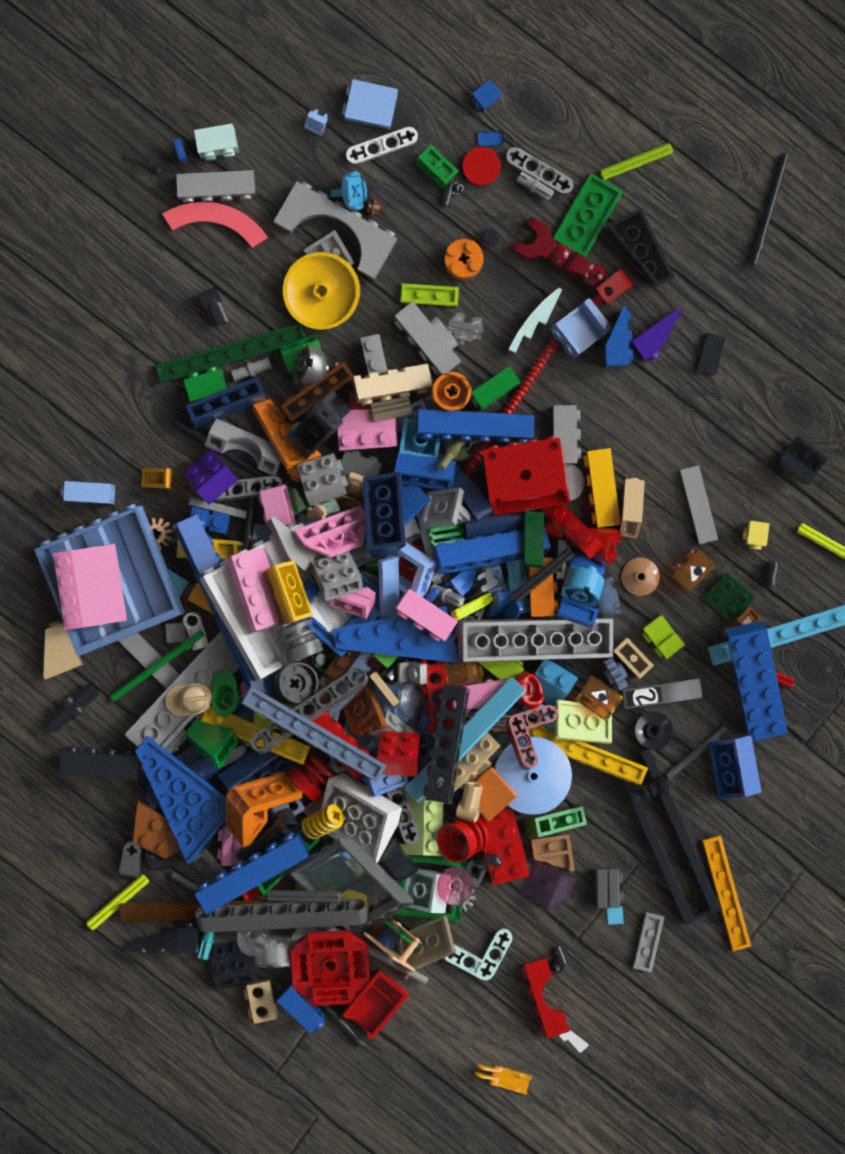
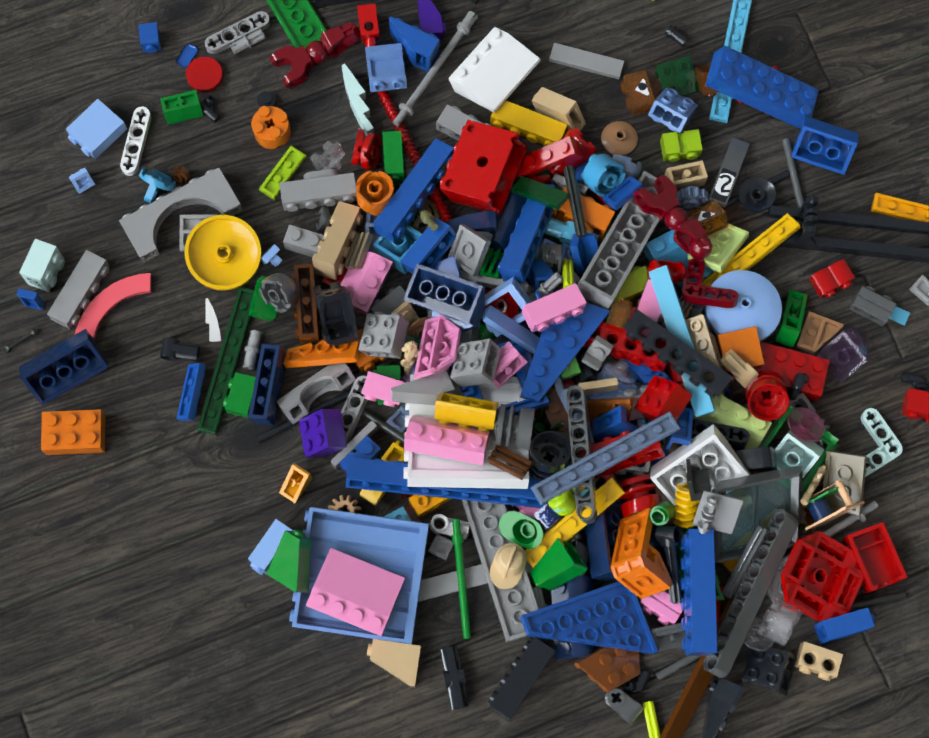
camera: 65 degrees left, 15 degrees down
(83, 519) = (292, 561): none -> slope
(89, 262) = (73, 432): none -> orange brick
(139, 217) = (63, 367): none -> dark blue slope
(183, 340) = (191, 392): none -> blue plate
(205, 945) = (735, 677): teal axle -> none
(259, 316) = (211, 319): none -> white sticker
(266, 654) = (511, 459): none -> reddish brown tile
(302, 805) = (662, 513): none -> green brick
(321, 852) = (717, 513): none -> light grey hinge
(340, 822) = (697, 481): none -> pearl dark grey panel
(344, 333) = (270, 255): none -> light blue tile
(355, 721) = (612, 424): none -> blue panel
(405, 360) = (324, 219): none -> dark grey tile
(407, 919) = (815, 481): none -> tan animal
(488, 350) = (358, 146): none -> red tile
(490, 364) = (369, 152): none -> red tile
(578, 673) = (688, 232): none -> dark red piece
(613, 839) = (832, 278): none -> red brick
(635, 428) = (493, 70): none -> white slope
(663, 374) = (463, 28): none -> light grey bar
(690, 611) = (672, 110): none -> medium blue brick
(756, 534) = (637, 27): light yellow brick -> none

